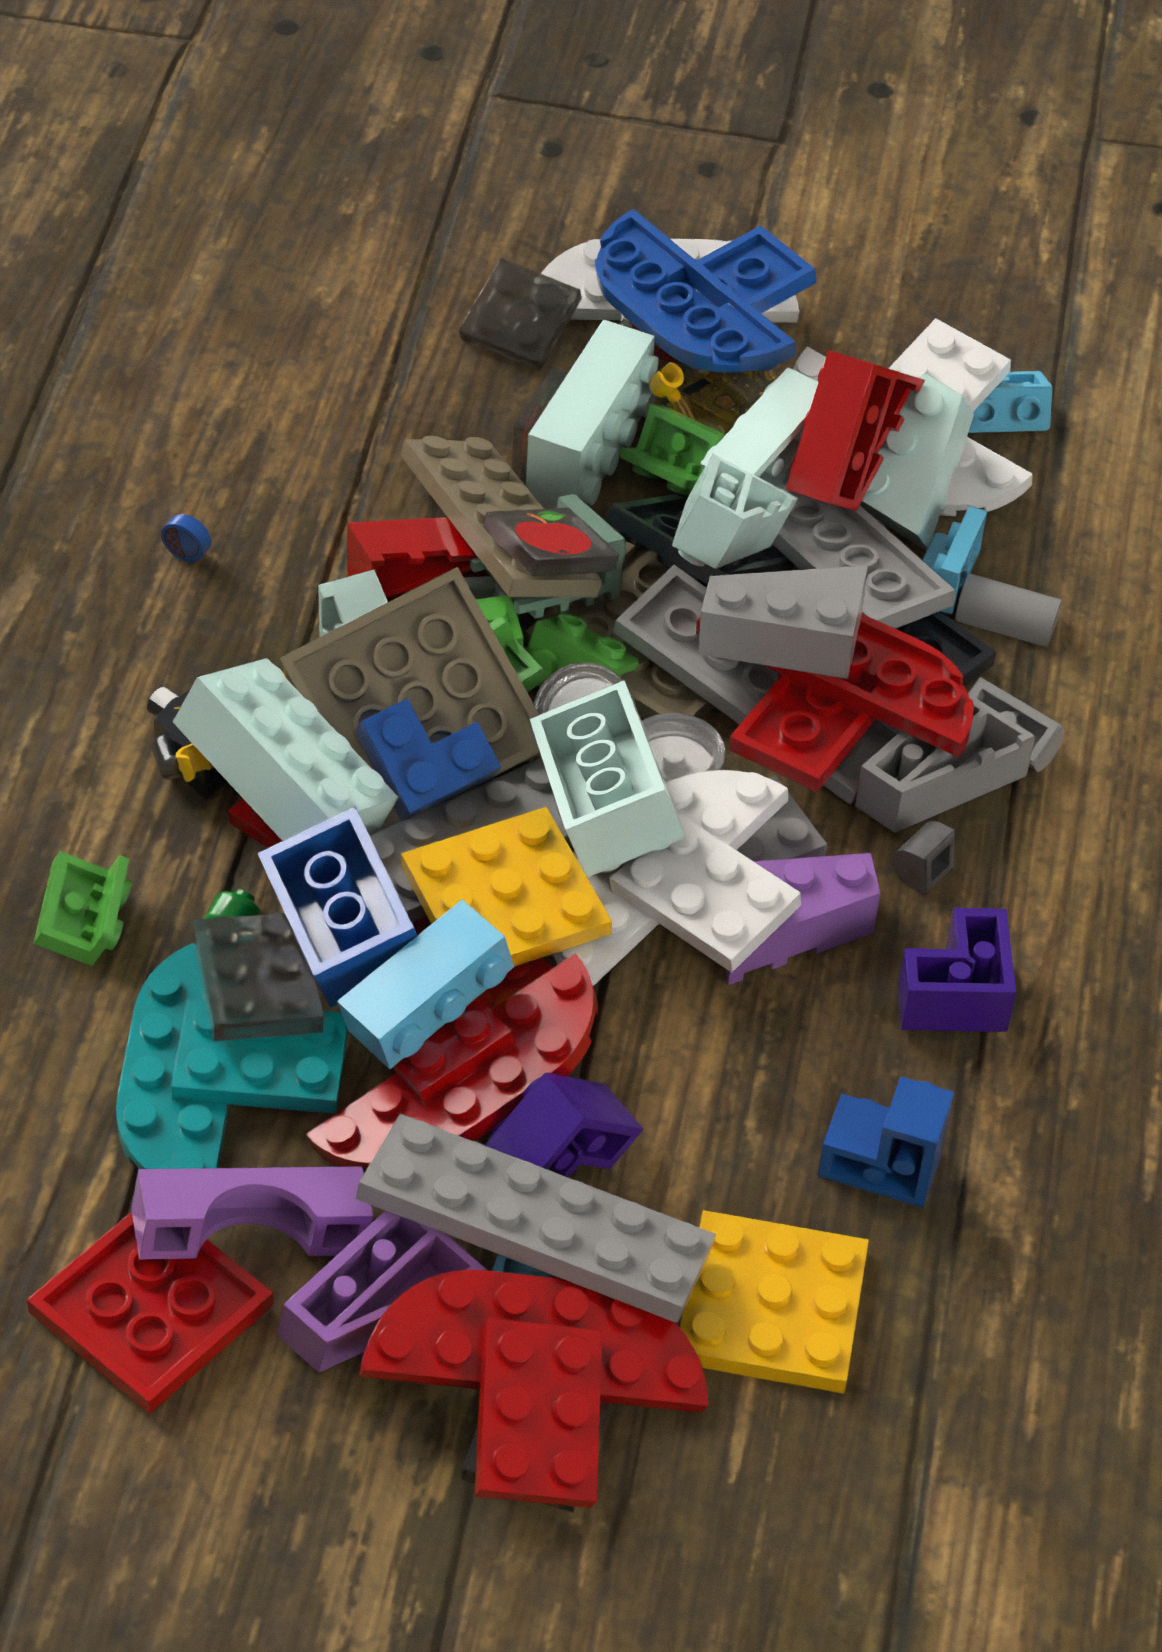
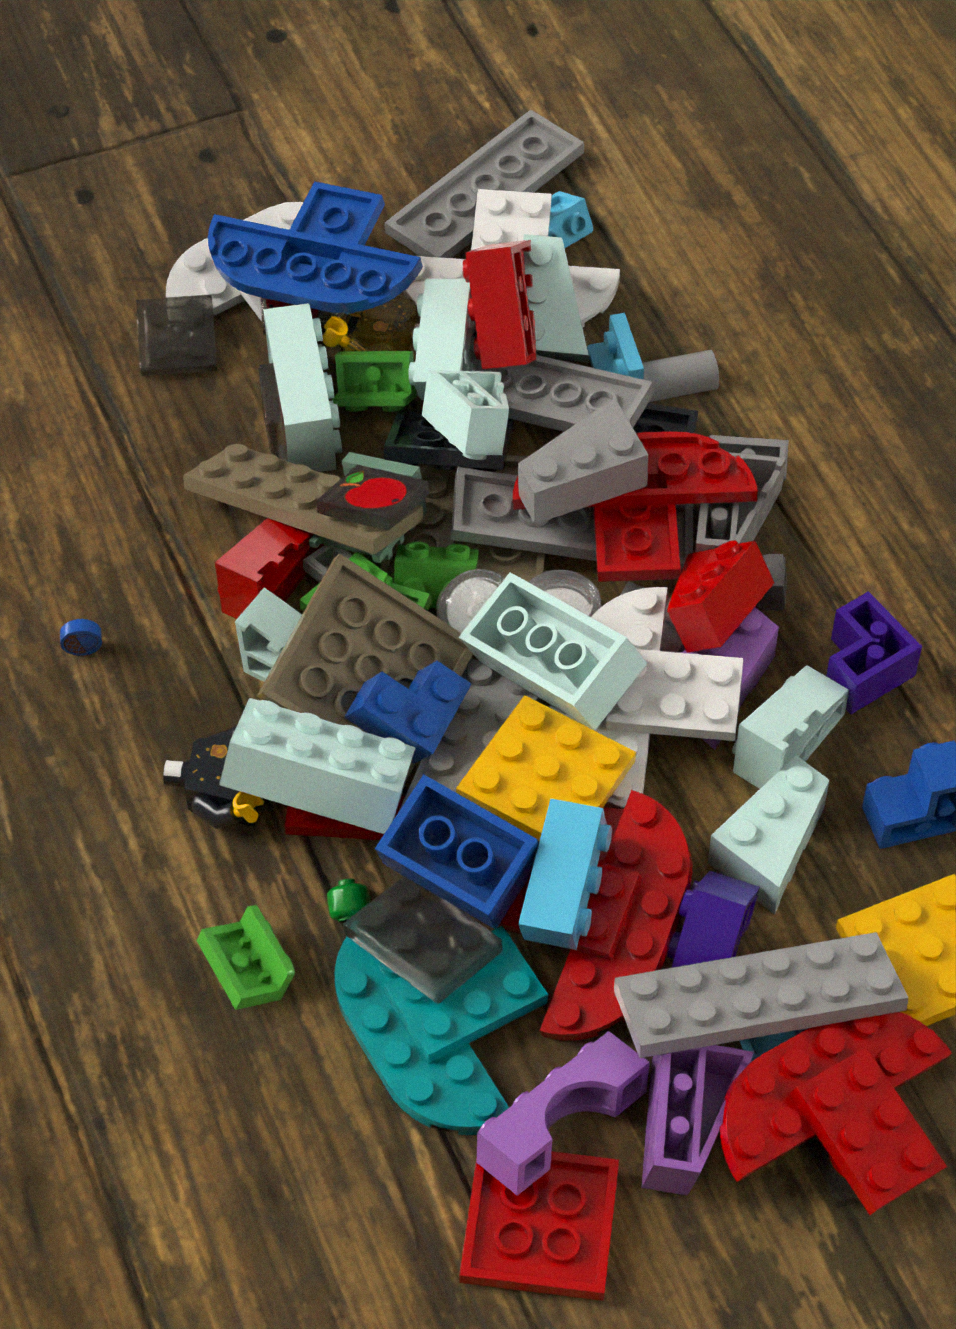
camera: 30 degrees left, 5 degrees up
(706, 1085) = (771, 831): none -> light aqua wedge
(810, 999) = (788, 725): none -> light aqua wedge
(834, 822) = (717, 593): none -> red wedge
(1013, 321) = (515, 160): none -> light grey plate

